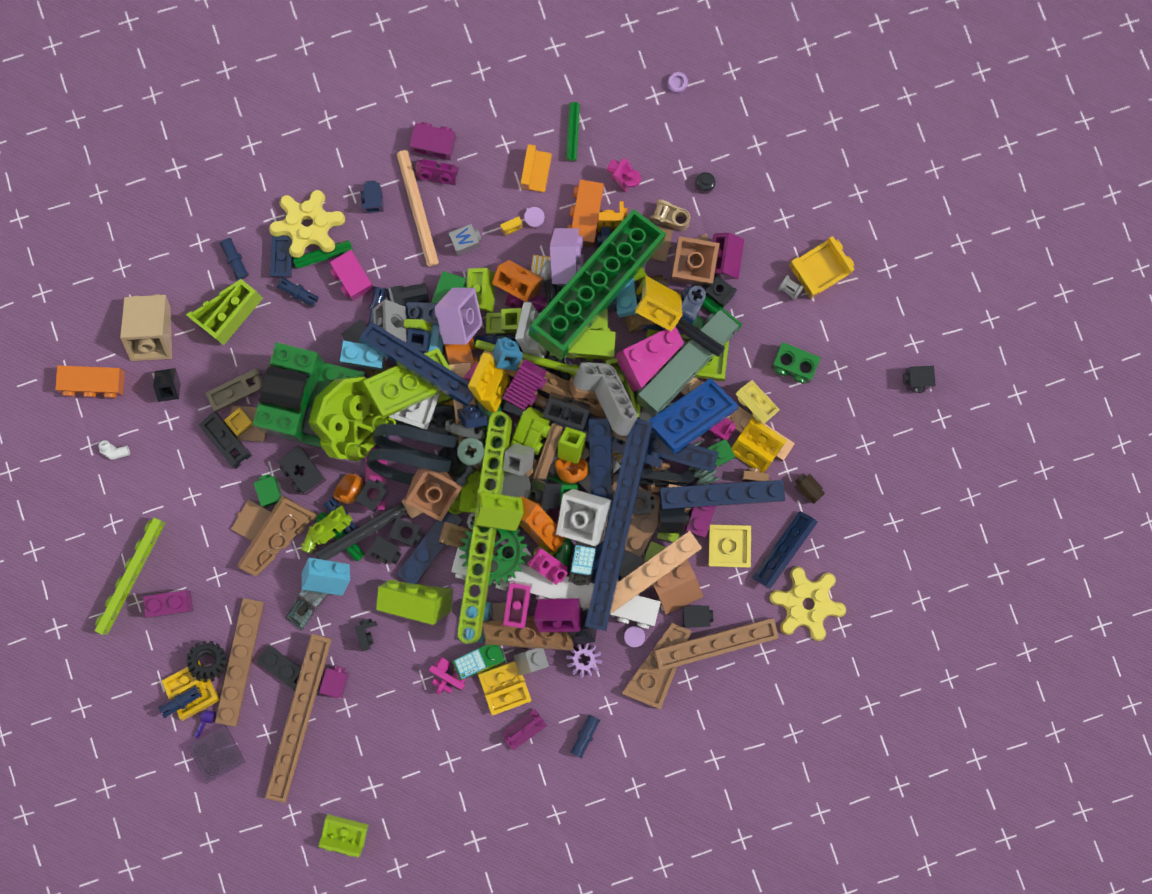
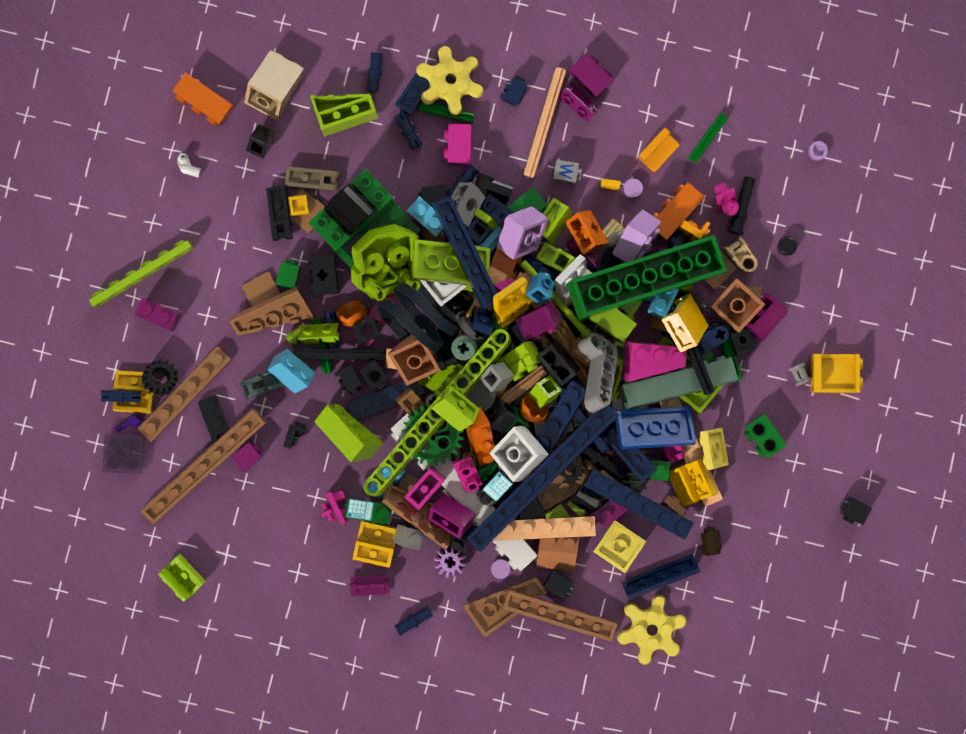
camera: 40 degrees right, 5 degrees up
(646, 186) = (738, 219): none -> black pin

